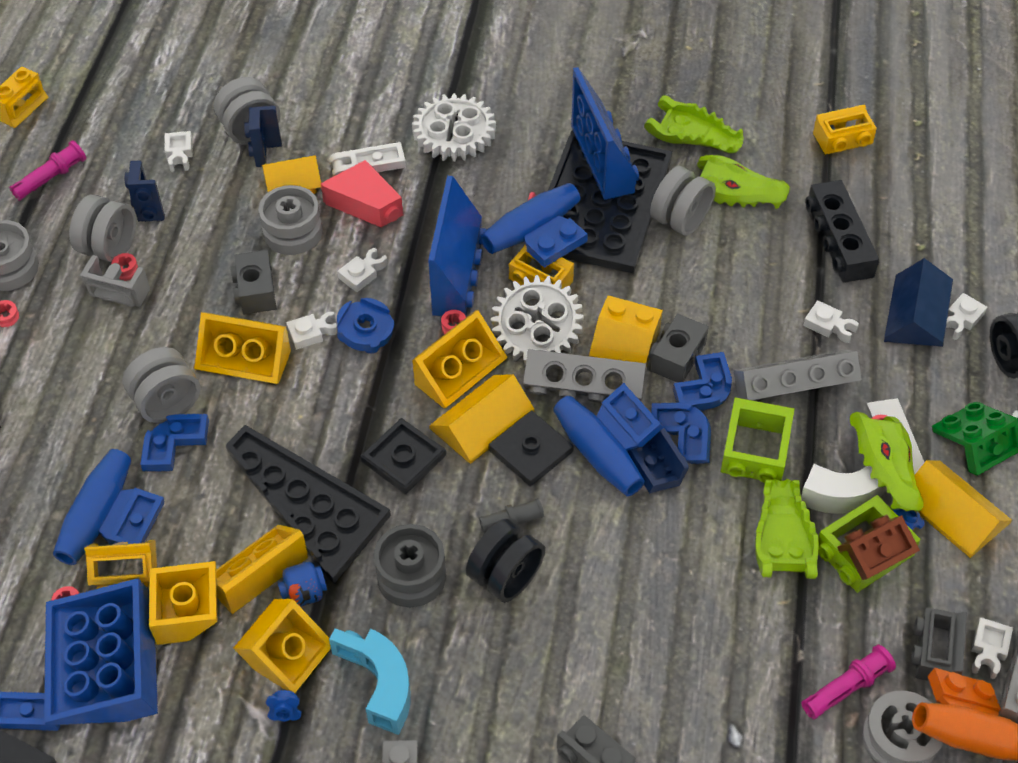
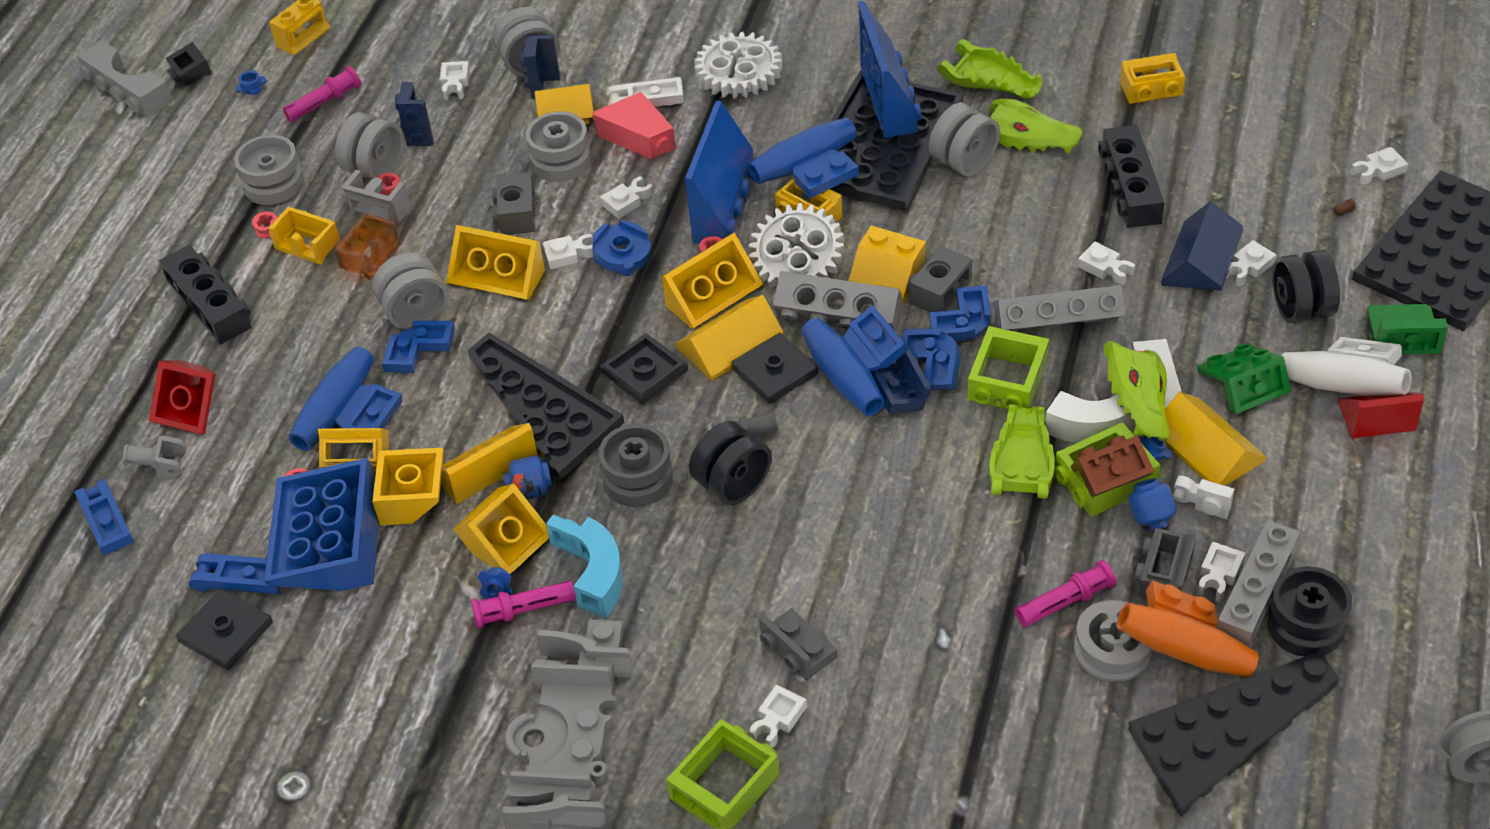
camera: 10 degrees right, 5 degrees down
(45, 312) = (293, 223): none -> yellow window
(102, 325) = (369, 229): none -> clear orange window
(298, 731) = (506, 605): none -> dark pink pin
(917, 580) = (1152, 503): none -> blue head
(966, 568) = (1208, 496): none -> white plate

